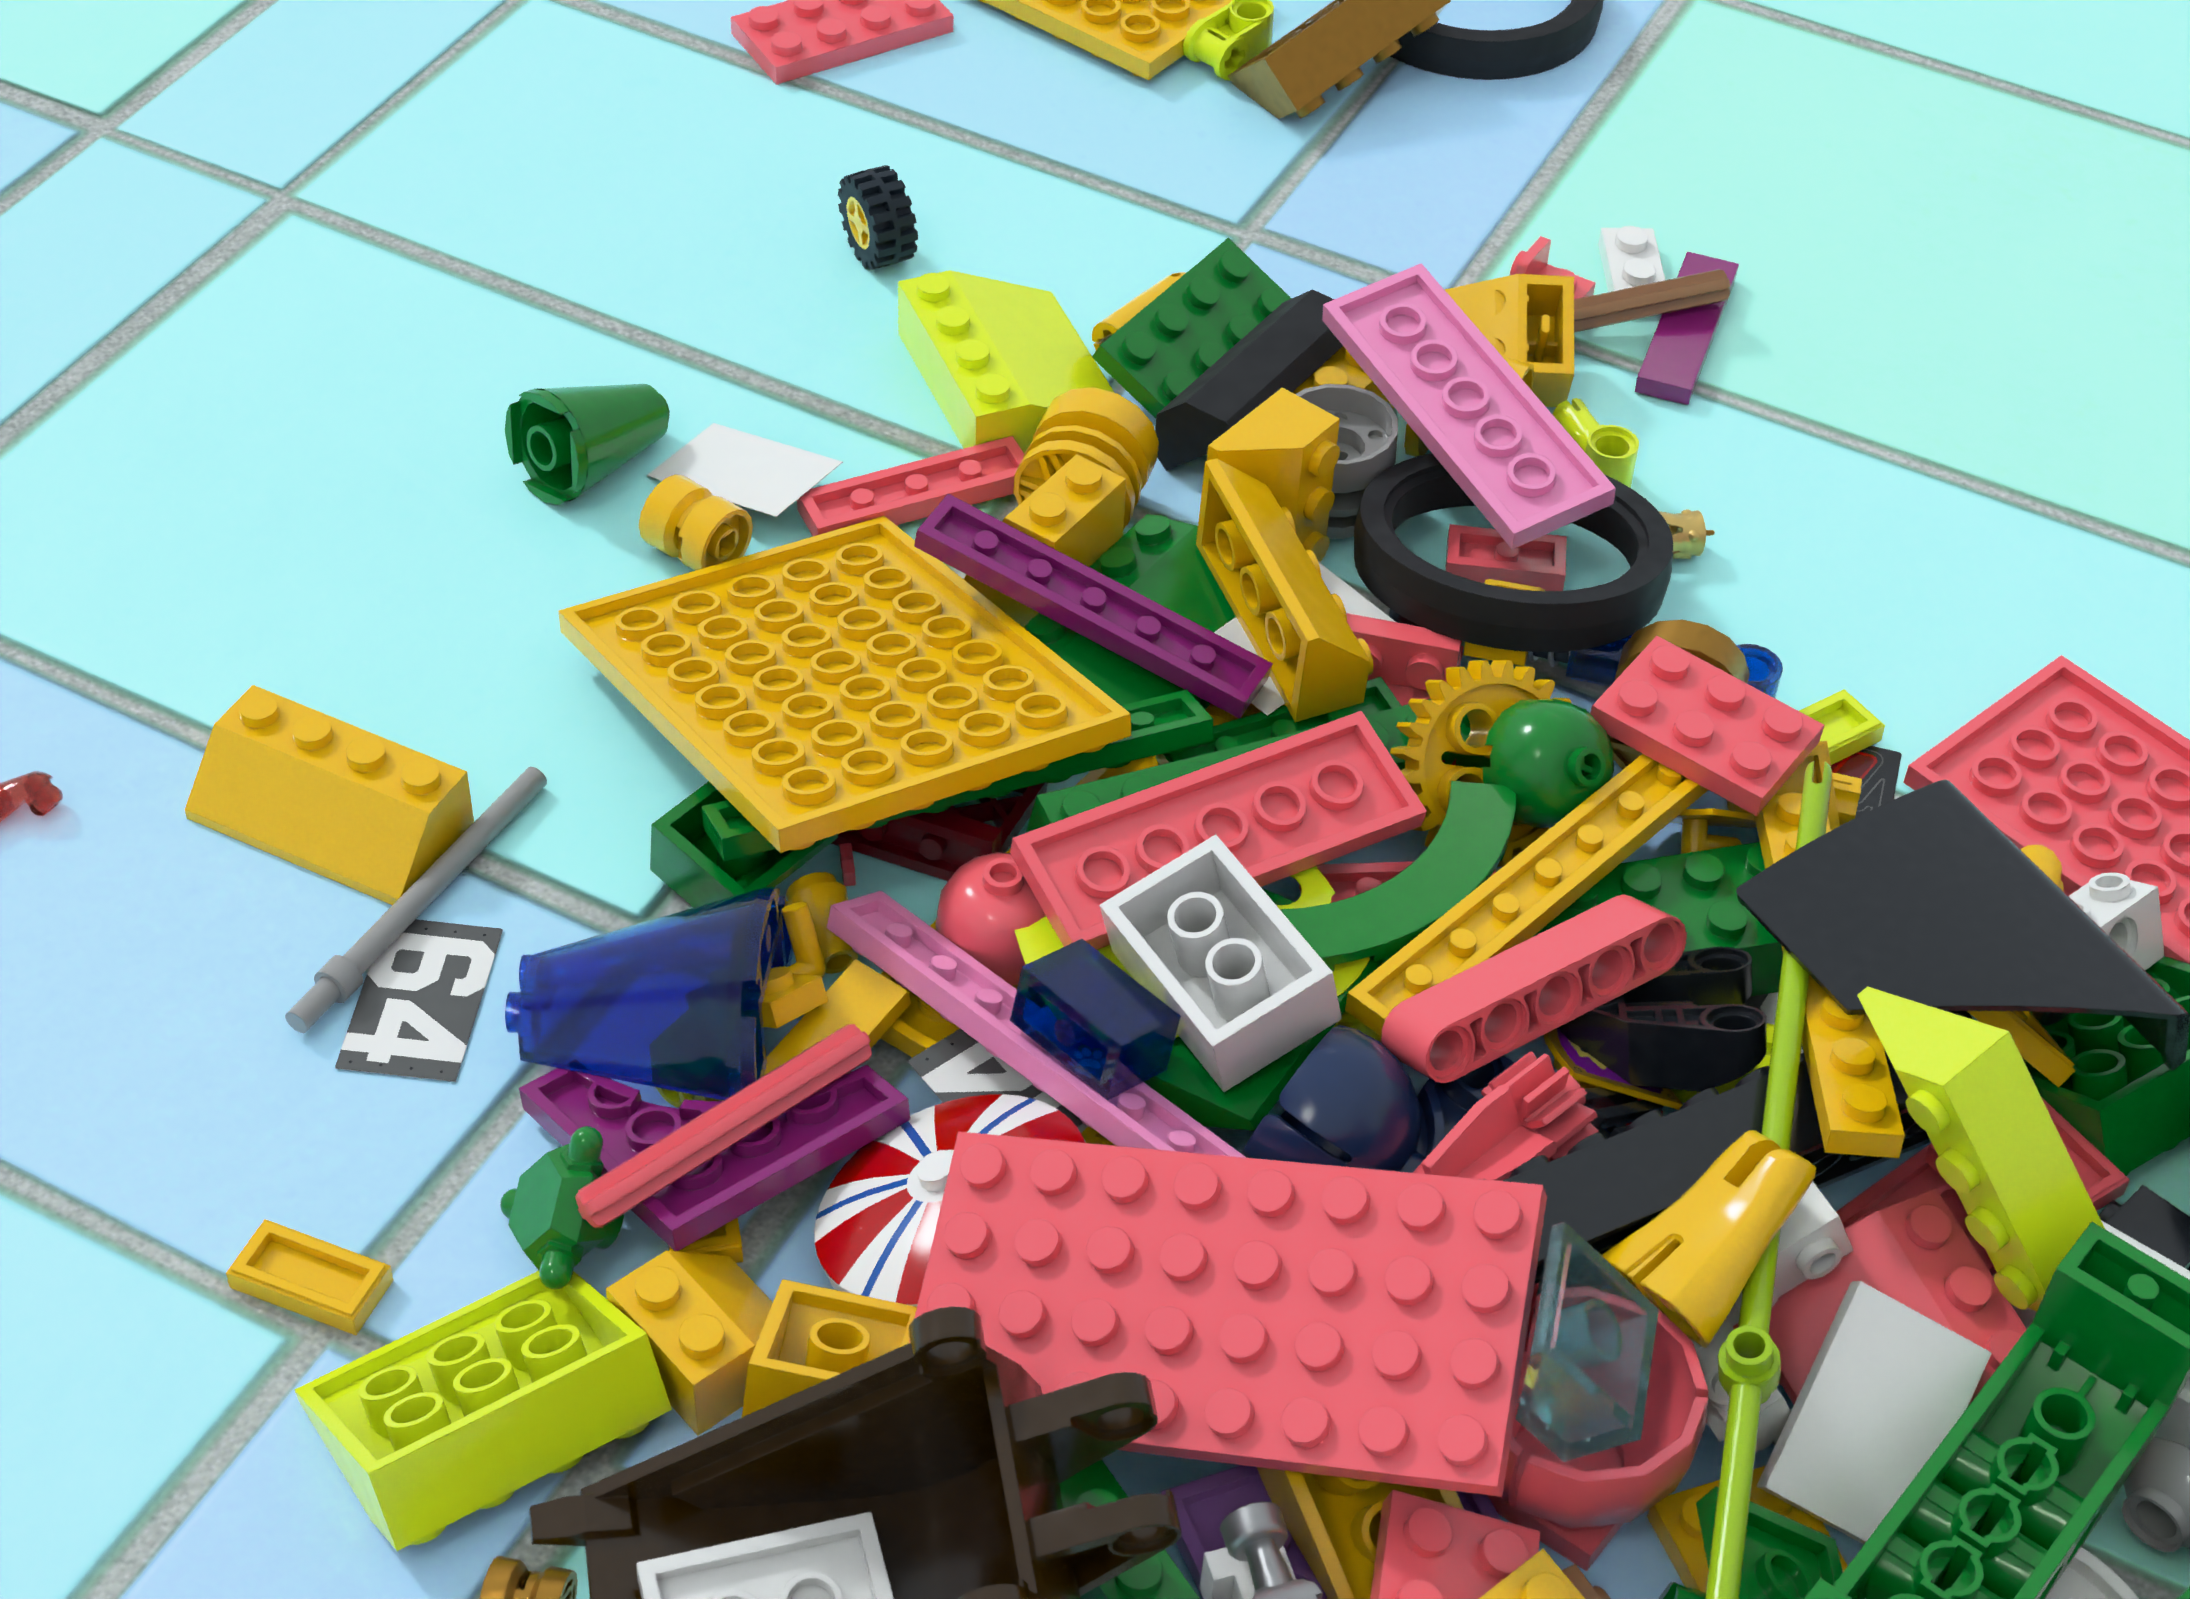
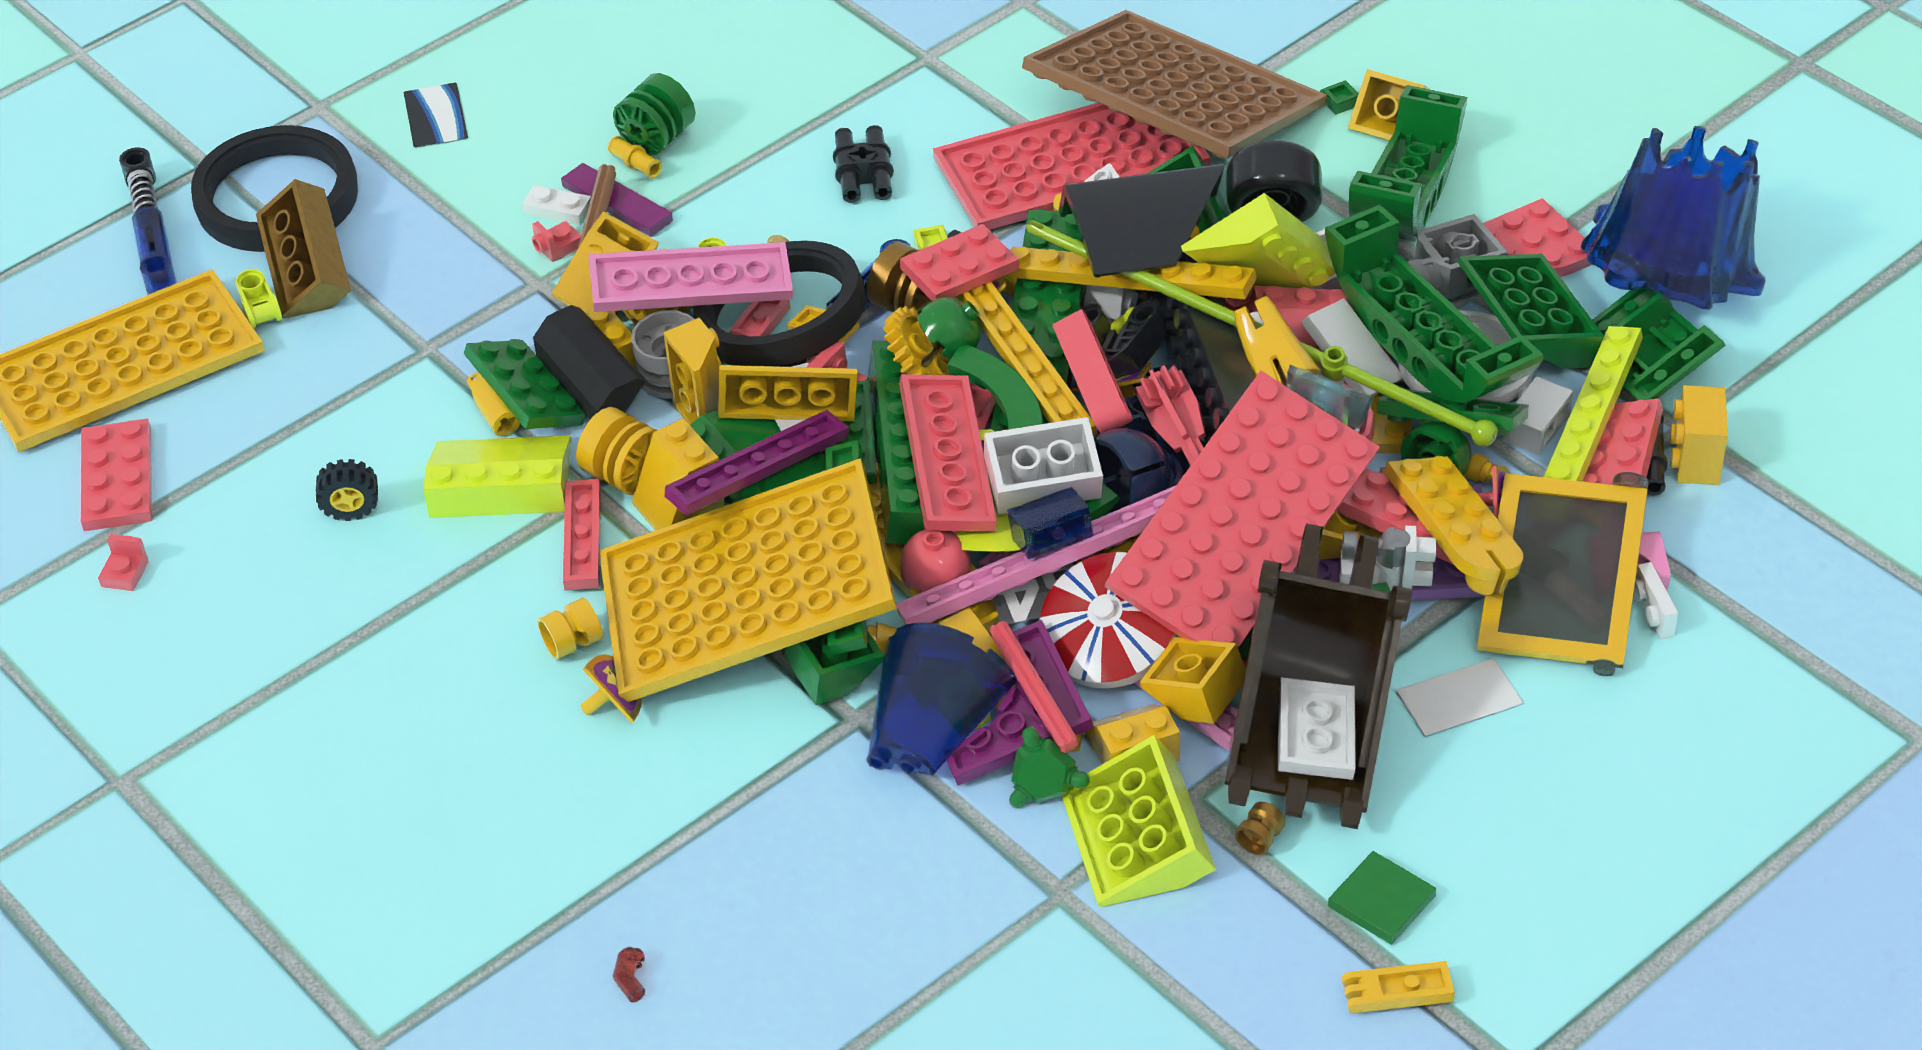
camera: 65 degrees left, 0 degrees up
(310, 1277) = (1029, 888): yellow tile -> none
(328, 795) = (702, 825): yellow slope -> none
(343, 974) = (833, 843): light grey bar -> none
(421, 1002) = (856, 819): sticker -> none
(573, 576) = (602, 672): none -> shield
(581, 434) = (470, 664): green cone -> none
(671, 81) = (124, 564): none -> coral bracket
(747, 468) = (521, 603): white sticker -> none
(1750, 98) = (435, 115): none -> sticker
(1791, 315) = (635, 157): none -> yellow pin
(1880, 293) = (654, 113): none -> green wheel
(1965, 581) = (863, 163): none -> black pin

